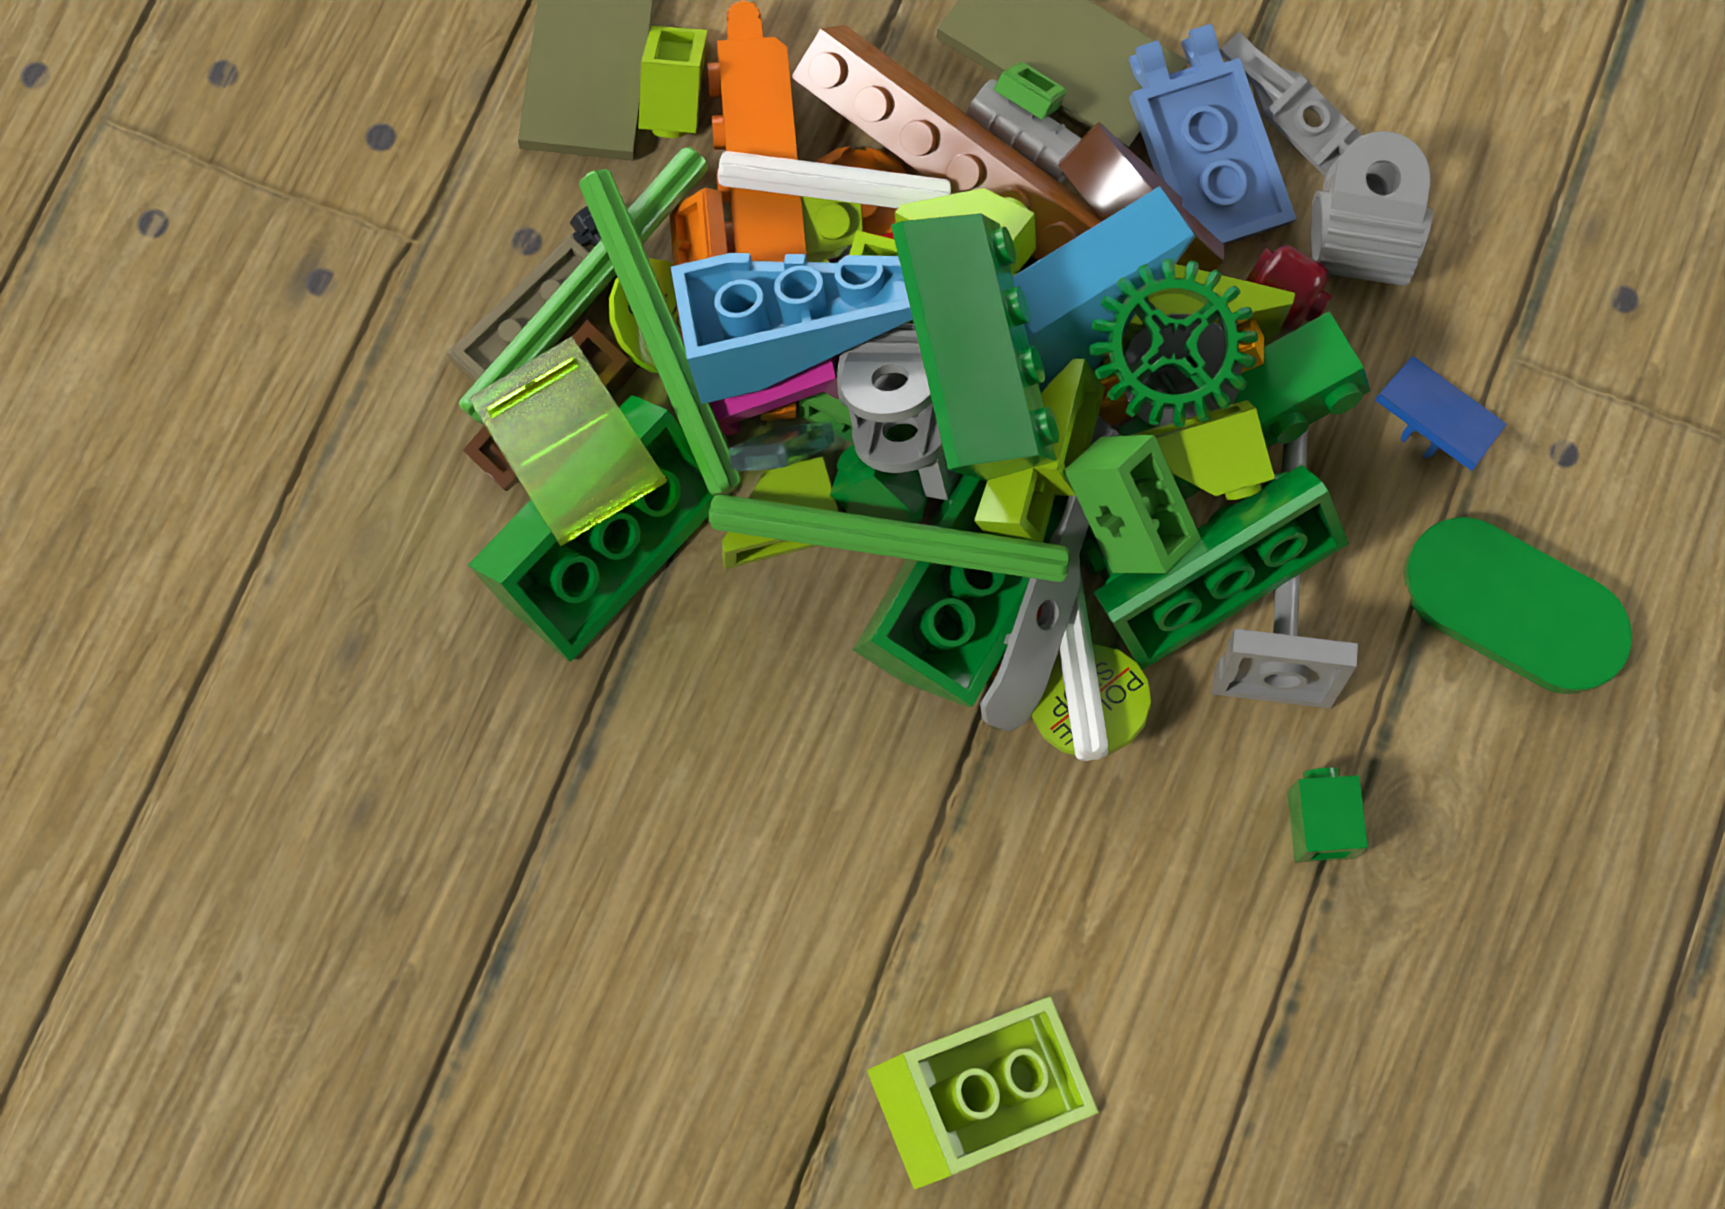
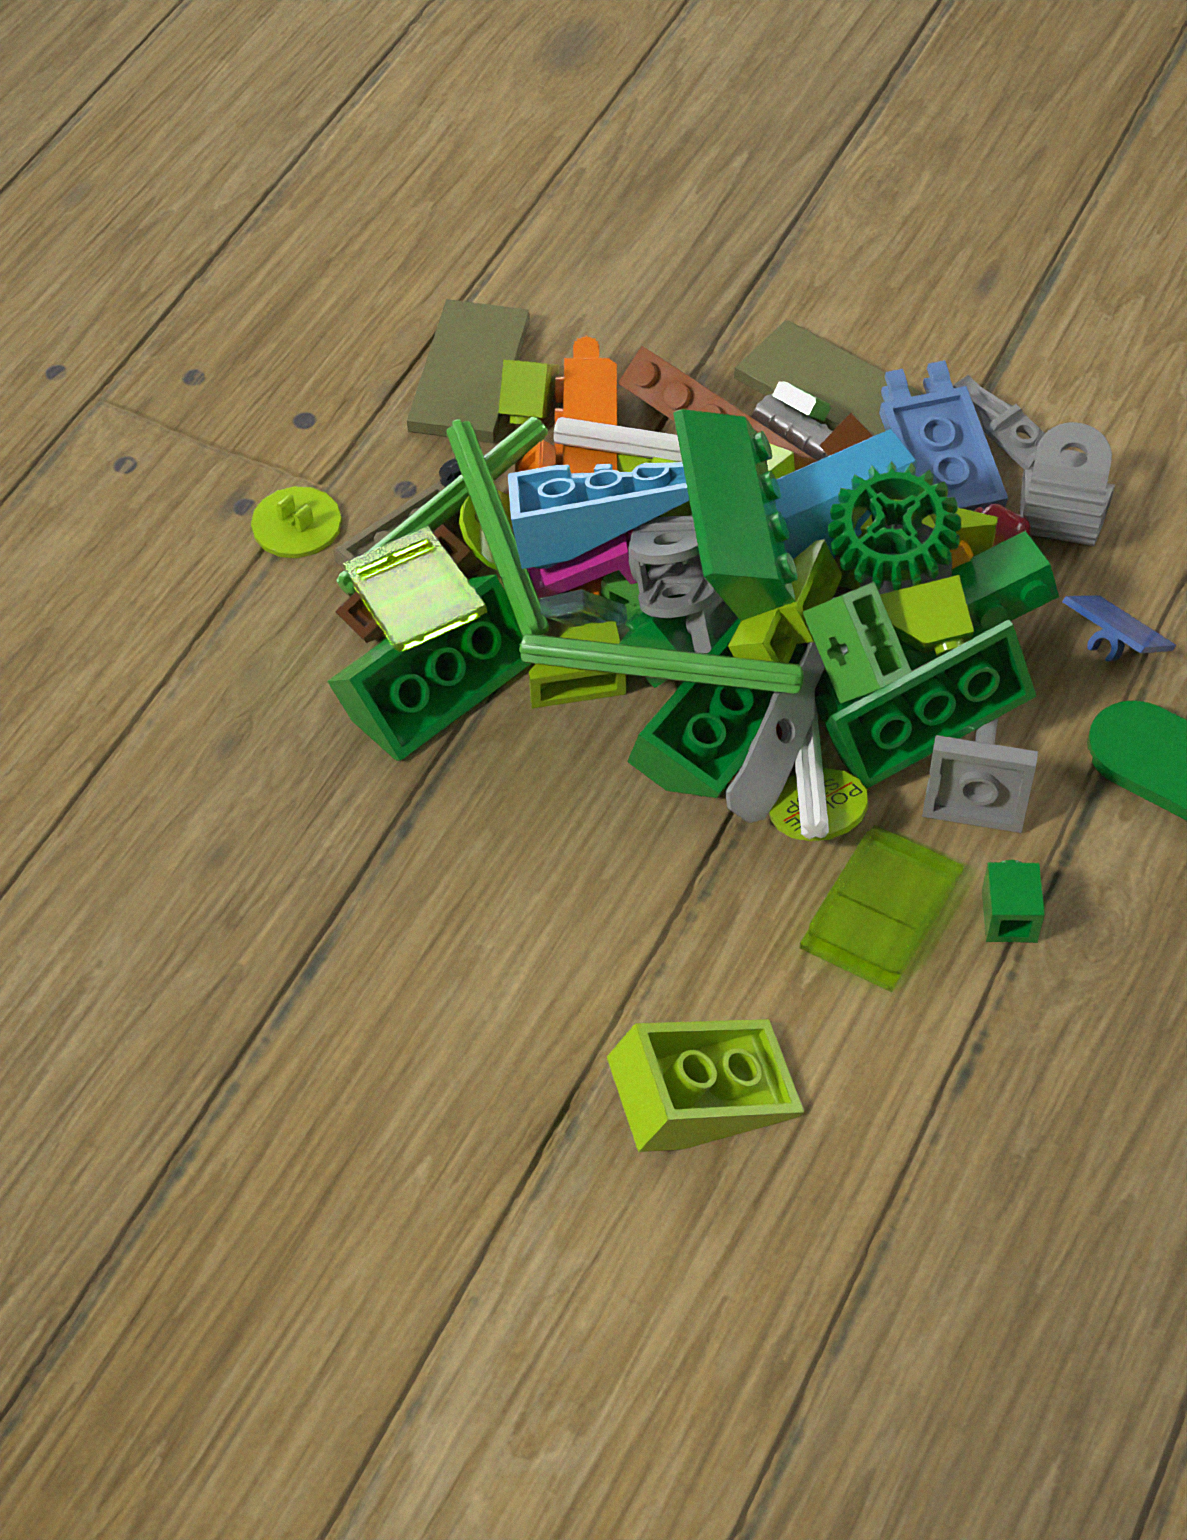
camera: 15 degrees right, 20 degrees down
(392, 303) = (296, 522): none -> lime piece
(1172, 827) = (881, 907): none -> clear neon green piece

